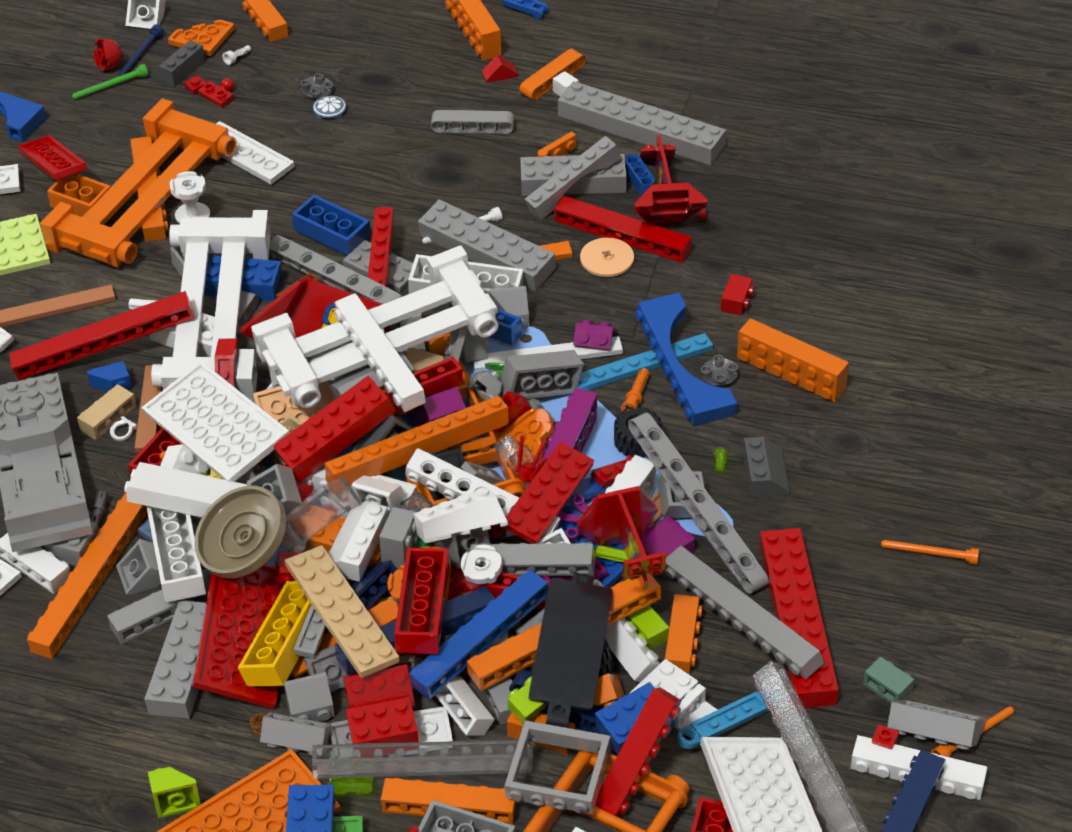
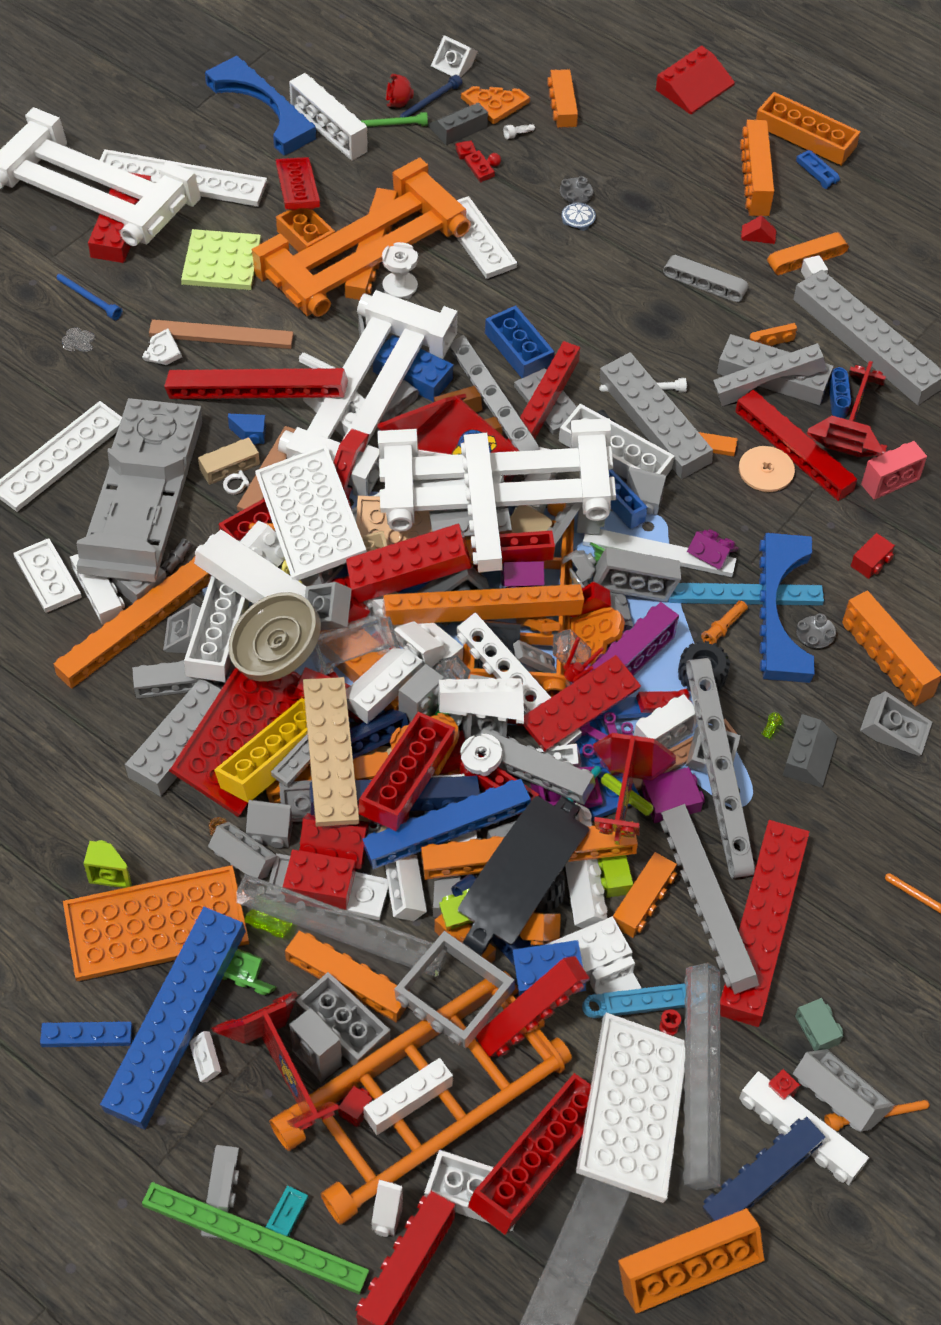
camera: 20 degrees right, 10 degrees up
(53, 92) = (329, 116): none -> white brick
(719, 219) = (893, 470): none -> coral brick
(757, 725) = (670, 1016): none -> red bush
(826, 420) = (895, 724): none -> light grey slope

